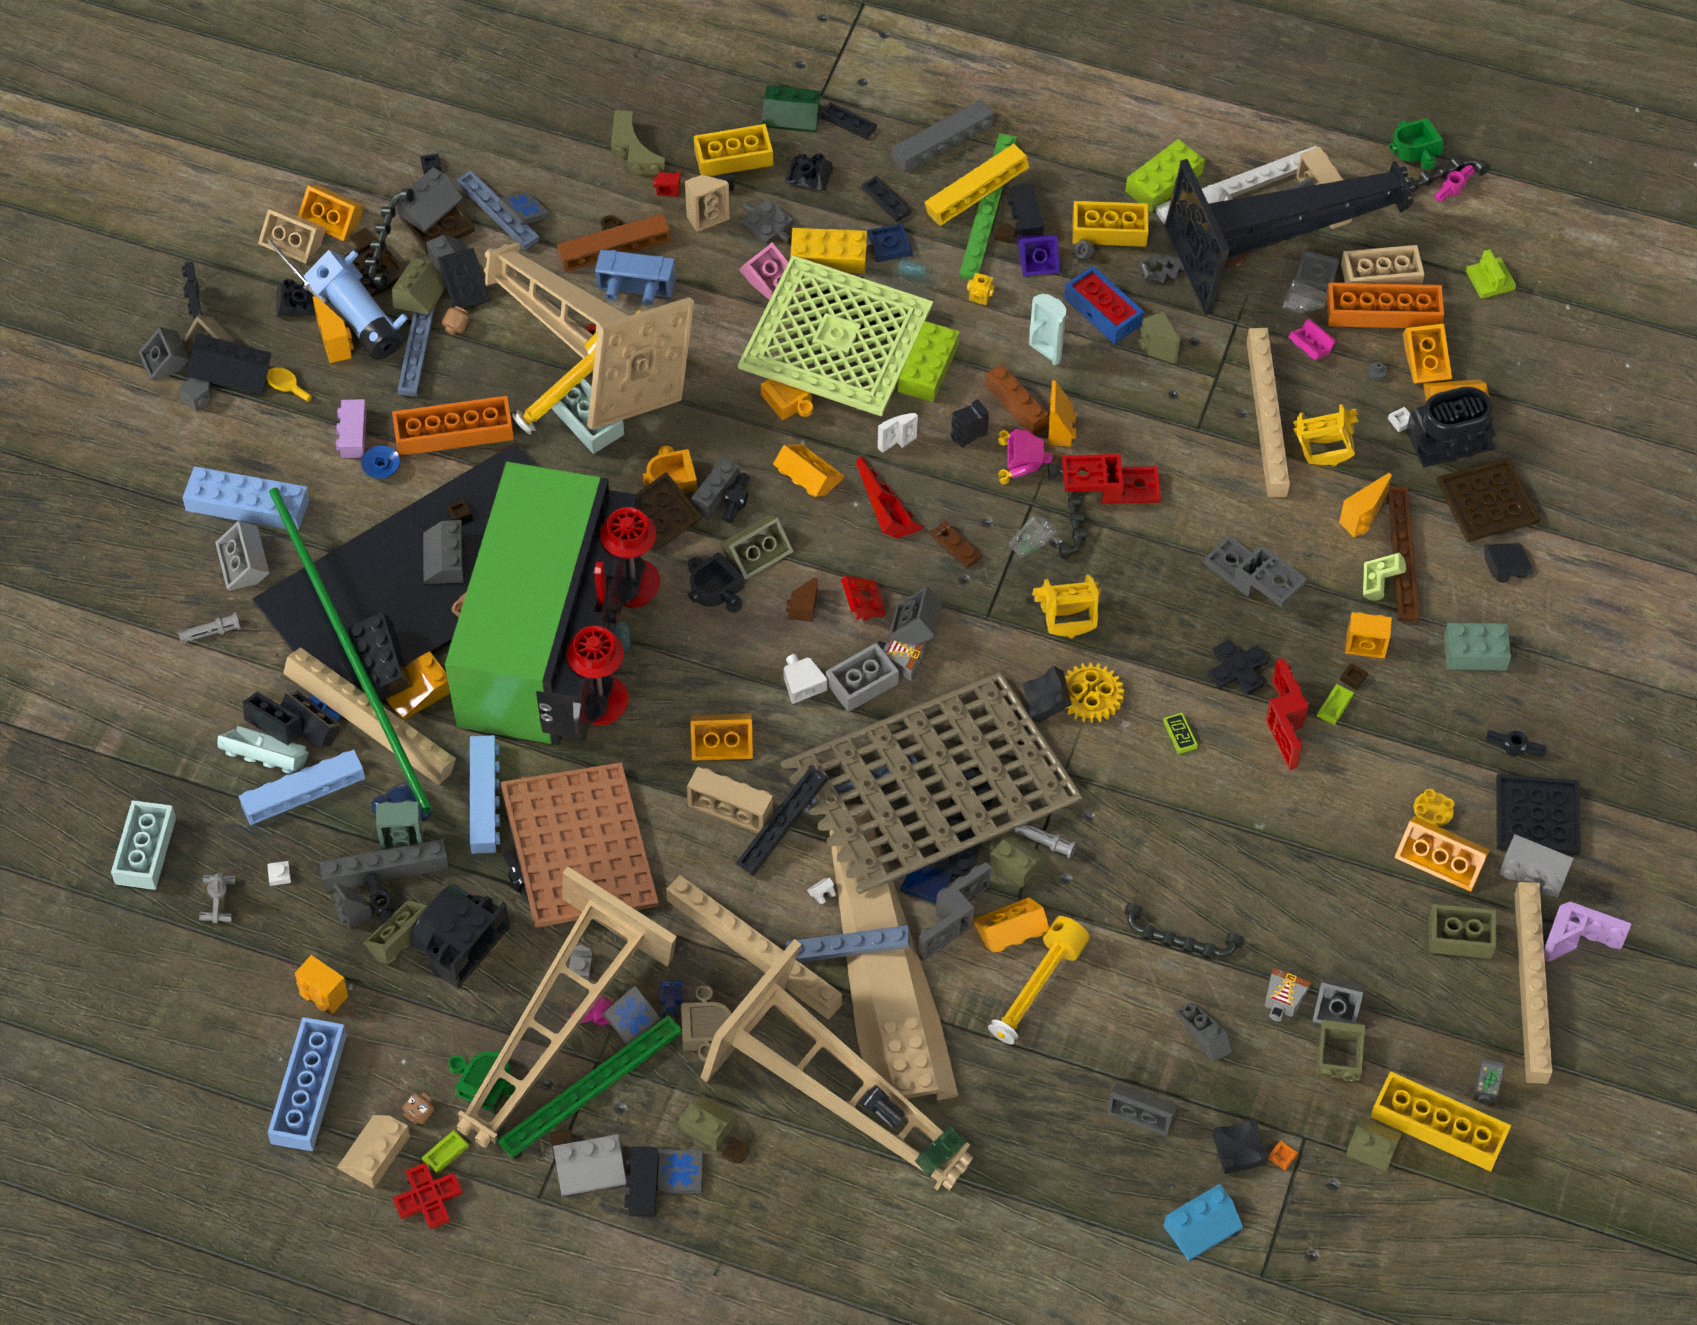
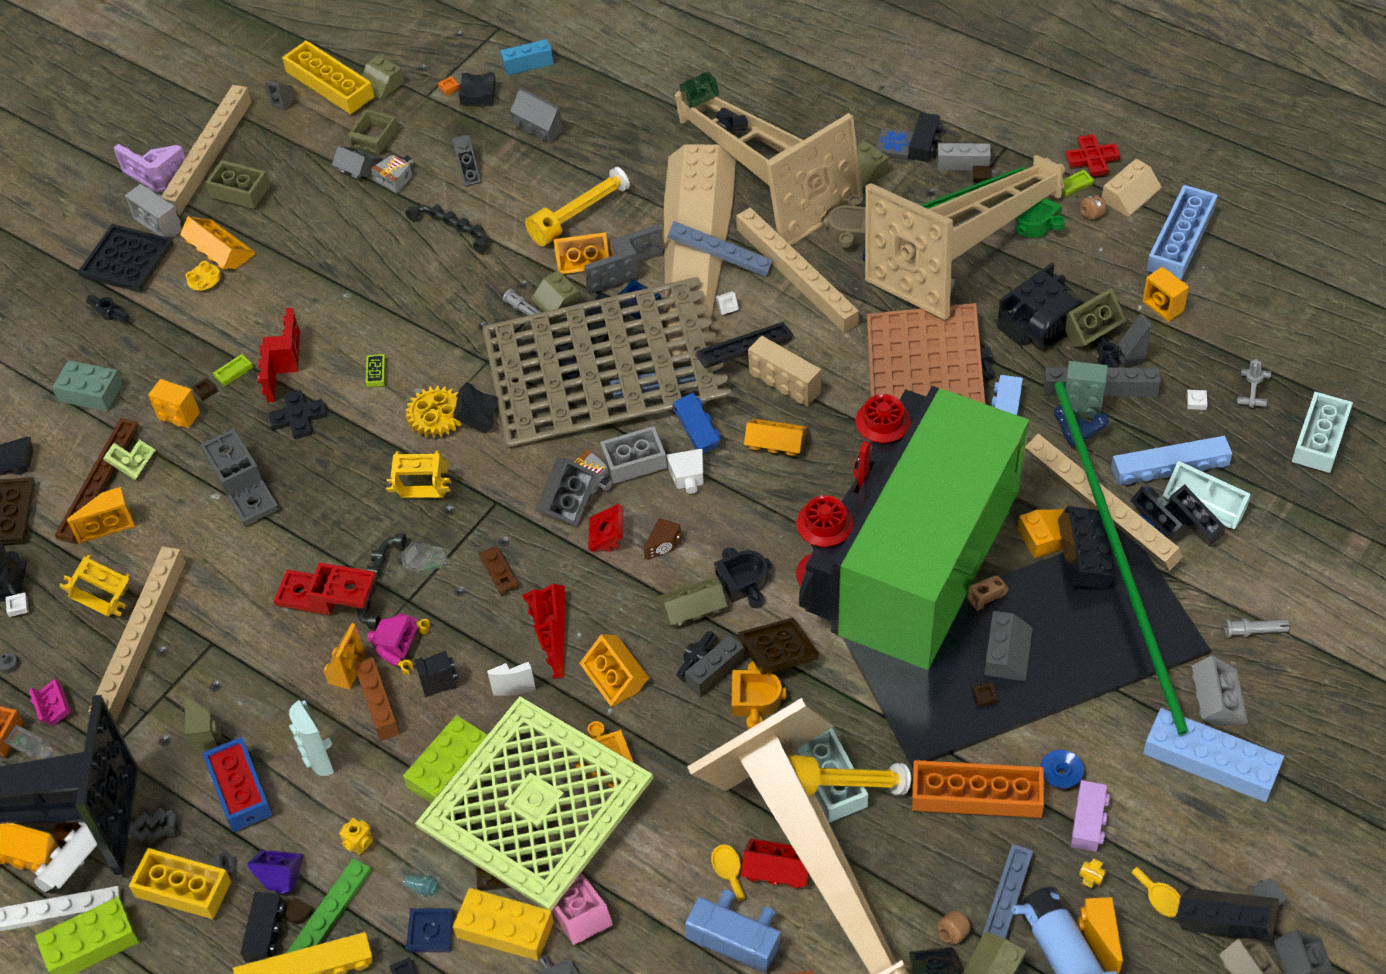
camera: 160 degrees left, 5 degrees down
(344, 382) = (1092, 873): none -> yellow gear
(807, 720) = (696, 423): none -> blue brick

